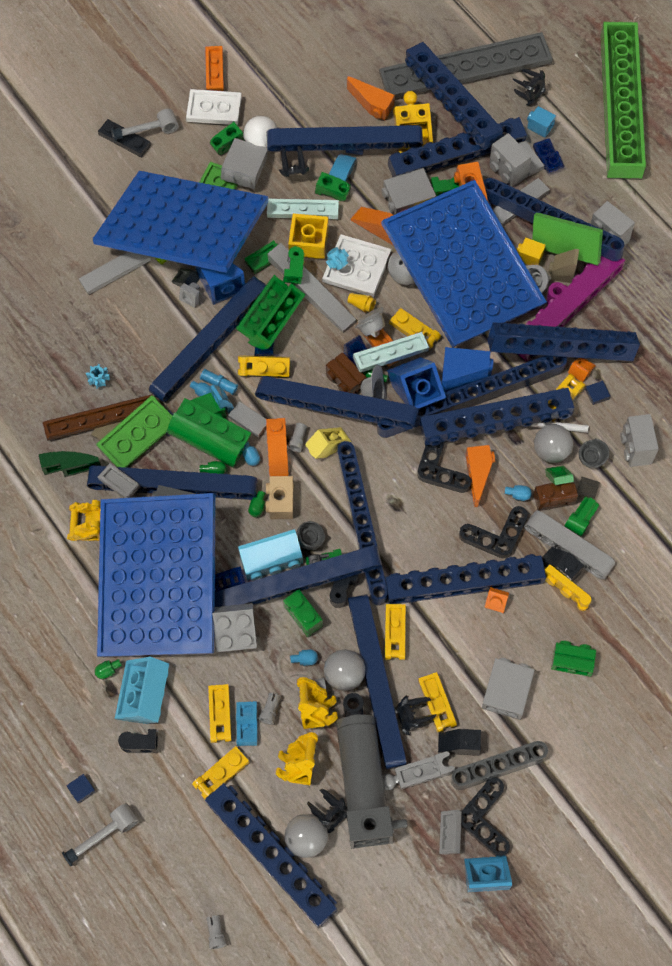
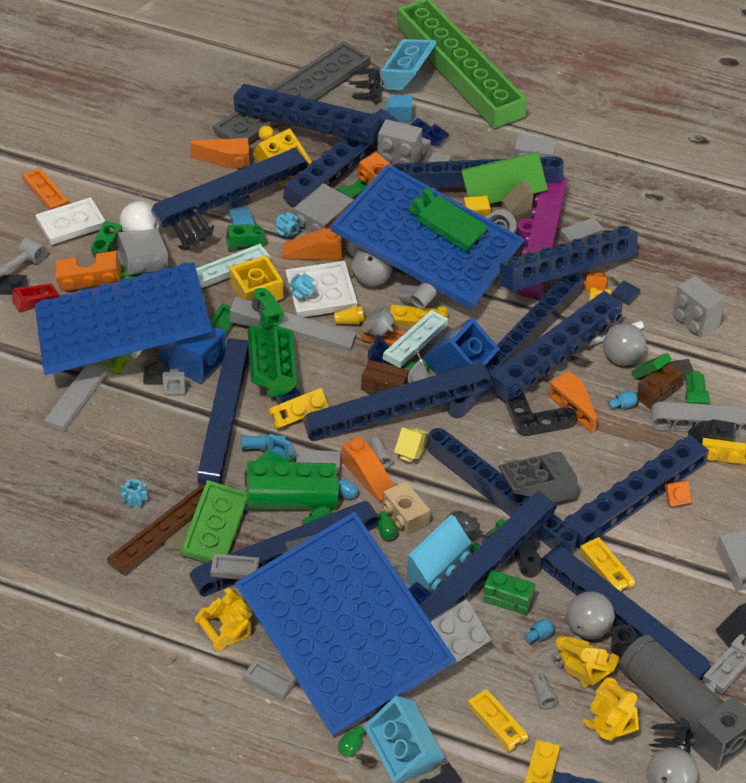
camera: 35 degrees left, 20 degrees down
(68, 462) = (162, 581): dark green slope -> none
(87, 584) = (269, 680): none -> light grey tile
(142, 157) = (26, 297): none -> red slope
(201, 388) = (251, 454): dark azure cylinder -> none
(203, 168) = (104, 270): none -> orange arch
(246, 723) = (528, 715): dark azure slope -> none
(371, 192) = (287, 224): none -> medium azure gear
(394, 529) = (543, 473): none -> dark grey slope
(406, 714) = (674, 614): black piece -> none
(421, 311) = (418, 295): none -> light grey piece
(439, 704) = (694, 603): yellow plate -> none
(465, 367) = (497, 314): blue slope -> none
(487, 258) = (447, 220): none -> green tile
(501, 540) = (640, 444): black beam -> none
(573, 79) = (405, 62): none -> medium azure slope
(593, 453) = (665, 337): dark grey hair -> none
(605, 315) = (581, 230): none -> light grey tile

